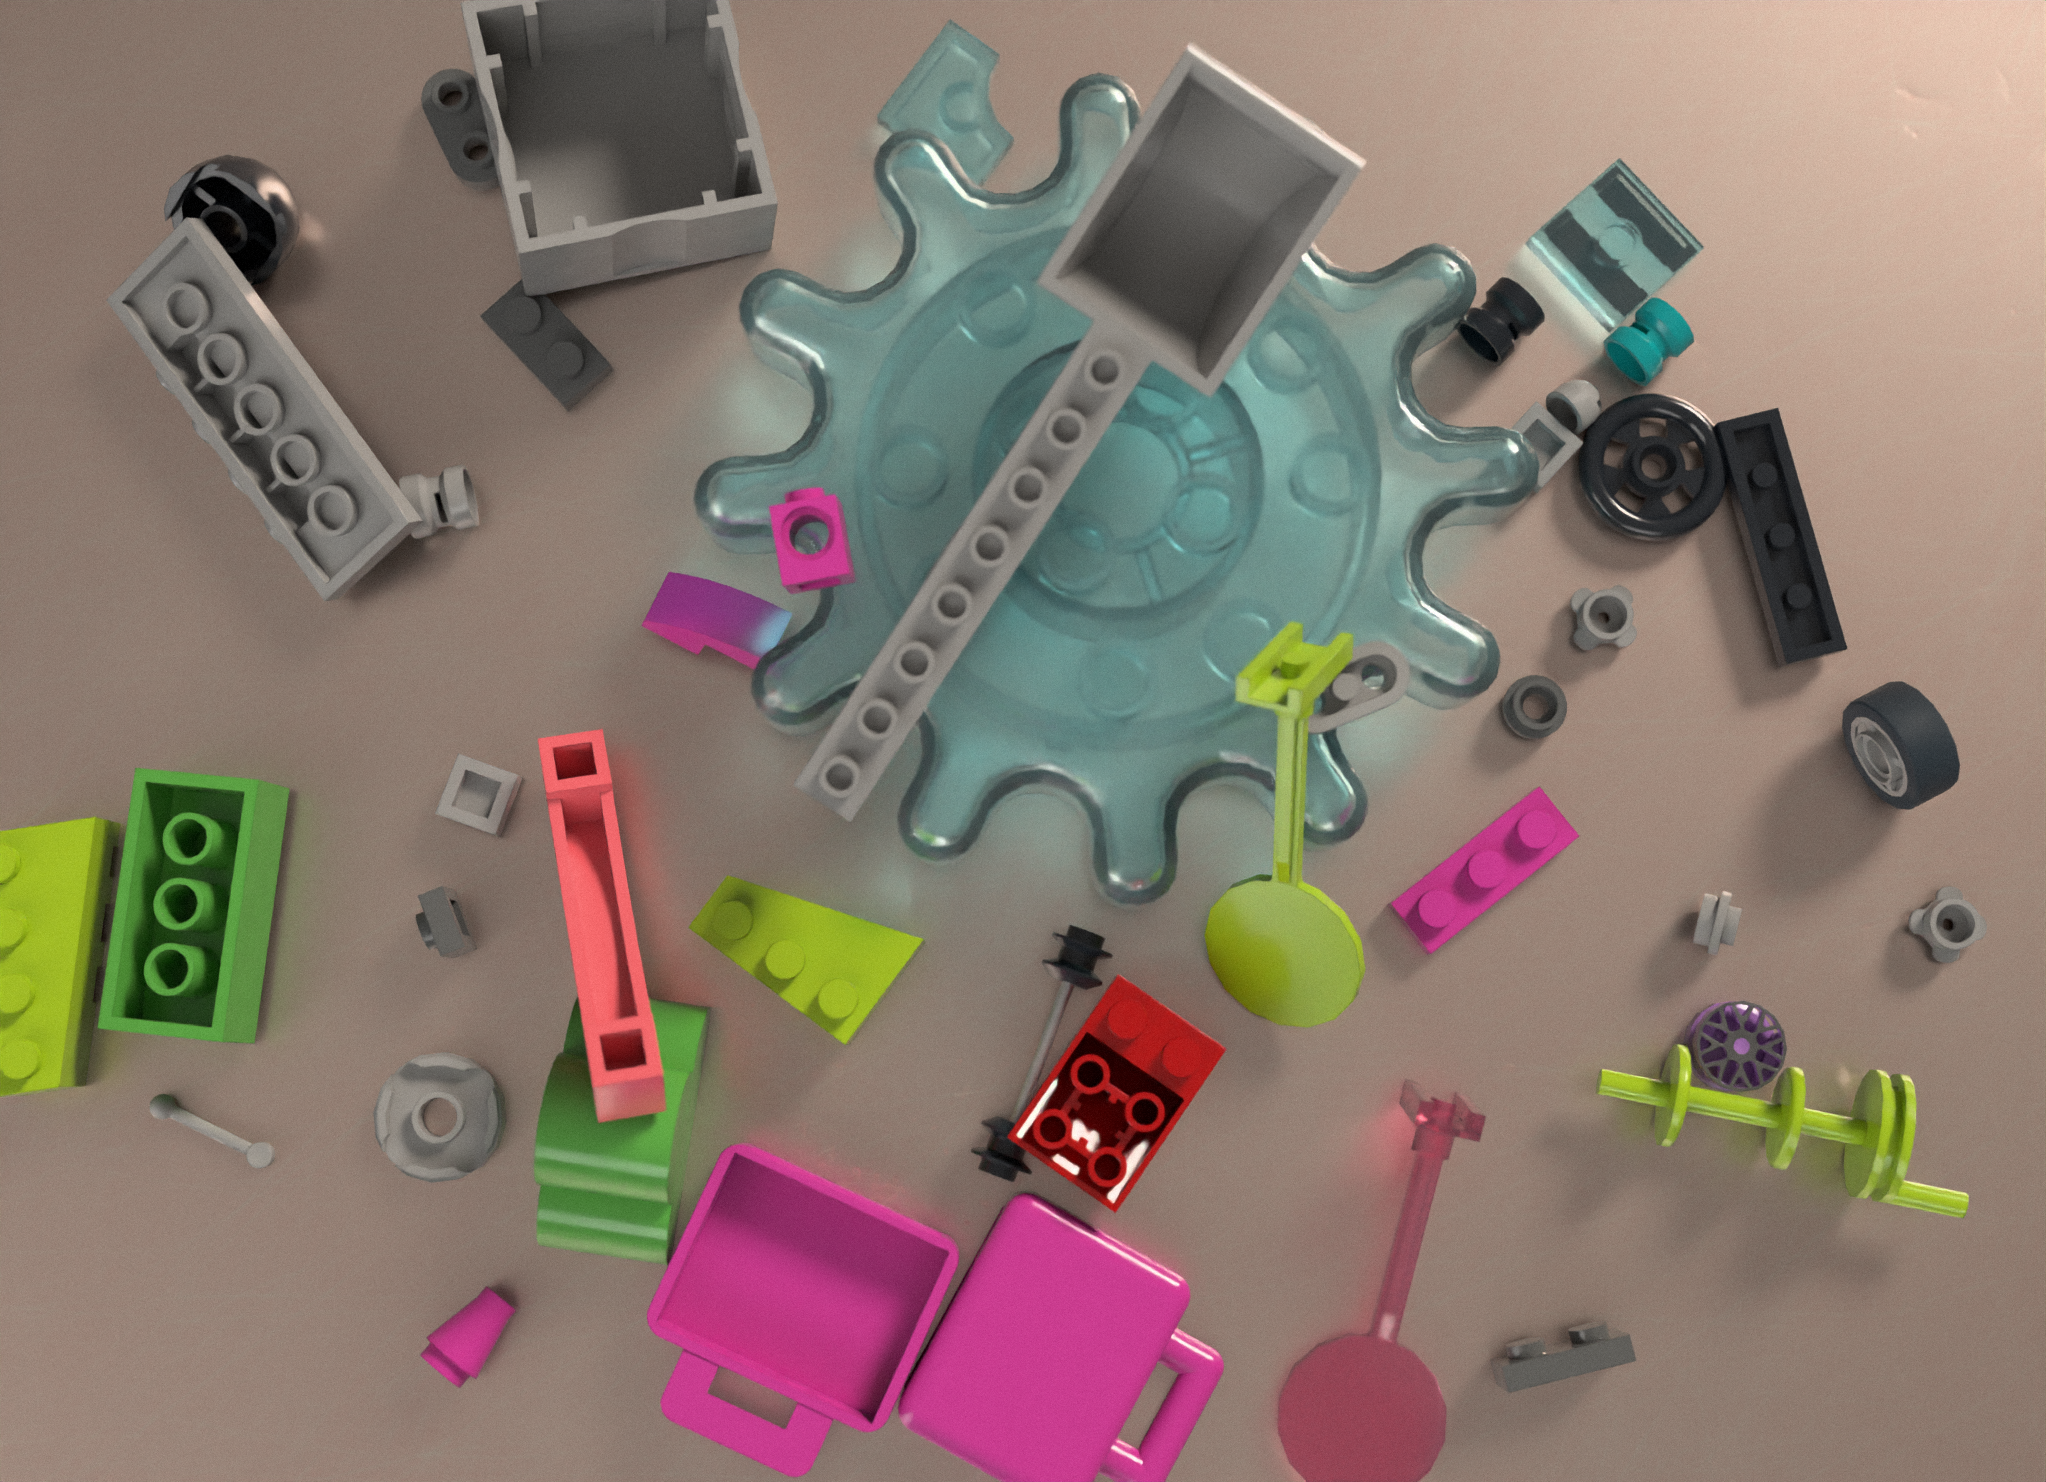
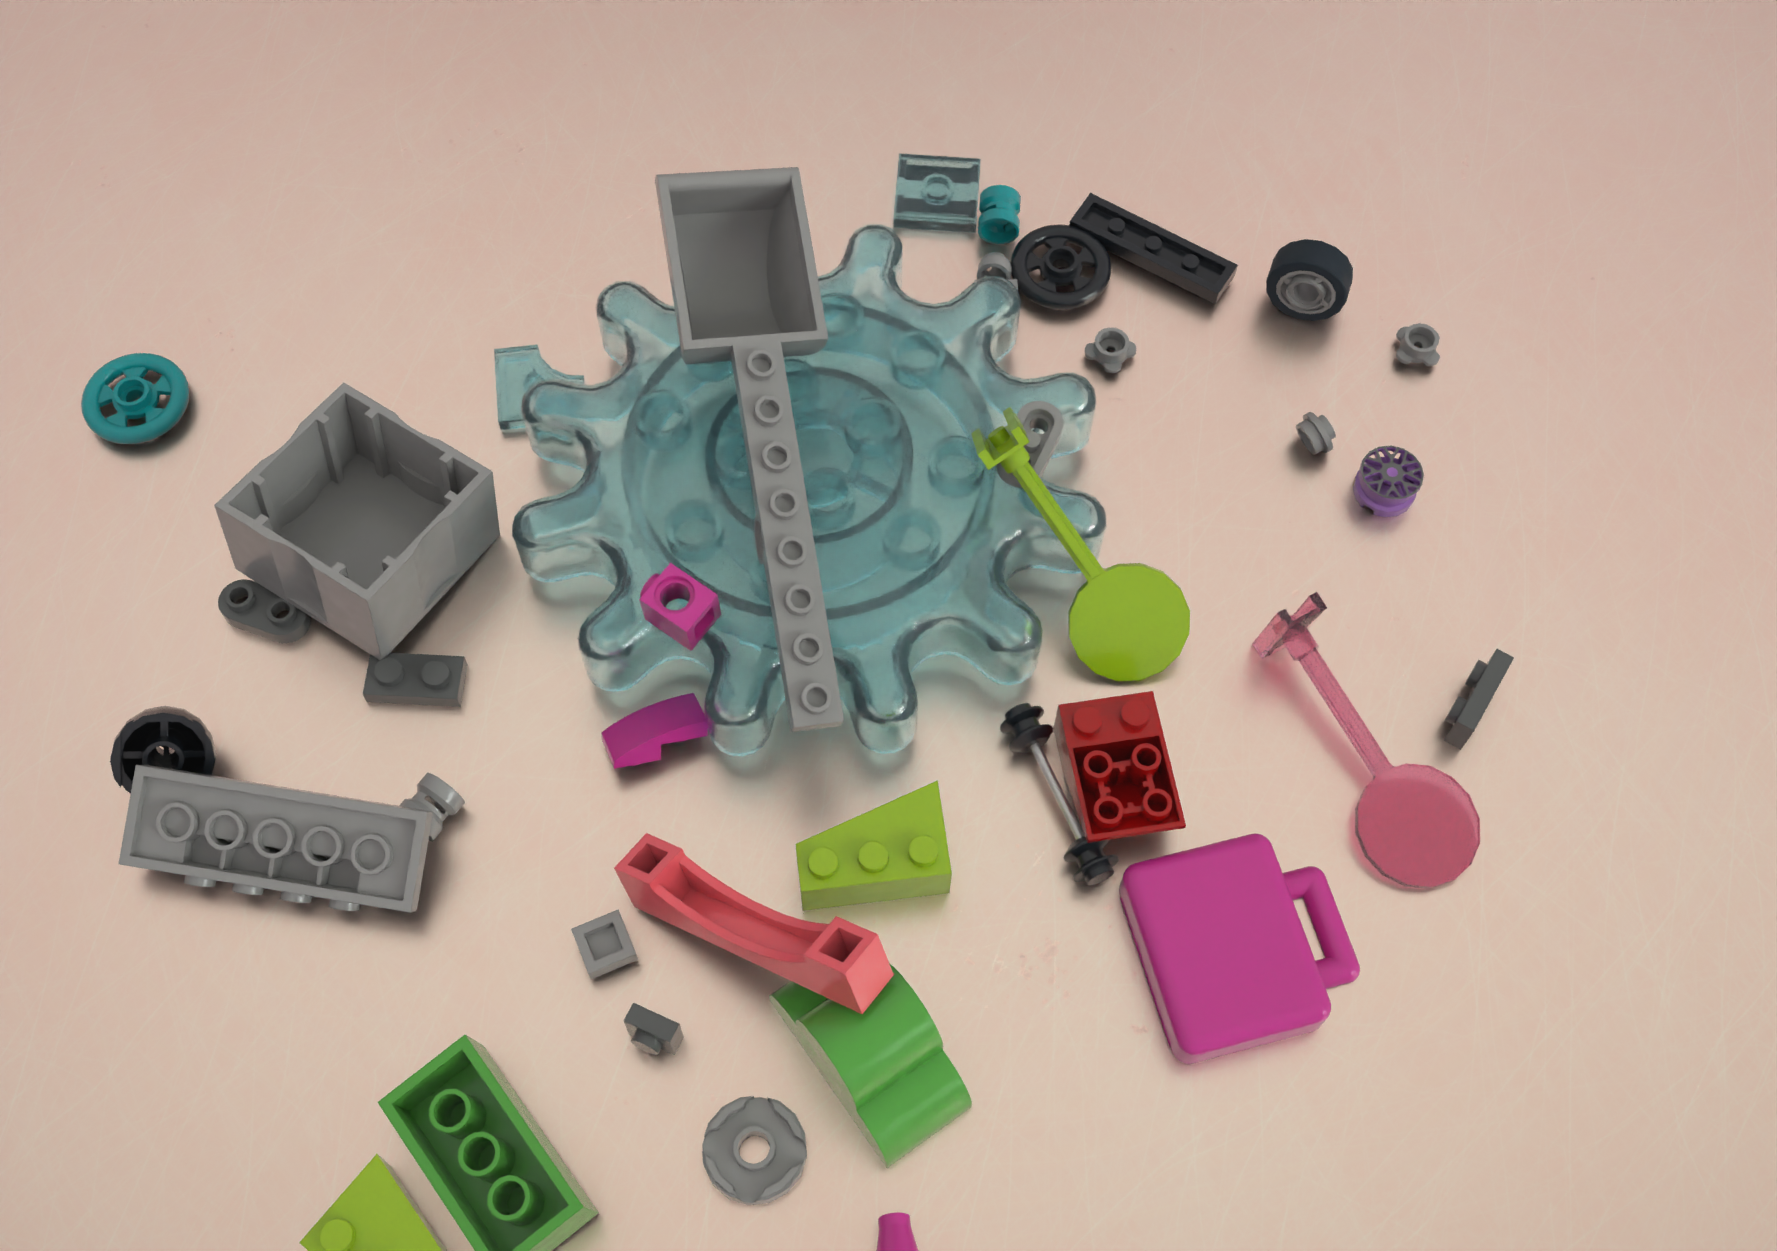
camera: 40 degrees left, 20 degrees down
(800, 1296) = (1064, 1042): dark pink piece -> none
(1483, 870) = (1181, 511): dark pink plate -> none
(1500, 321) = (920, 256): black wheel -> none
(1550, 696) = (1123, 405): dark grey plate -> none
(1875, 1135) = (1496, 453): lime piece -> none

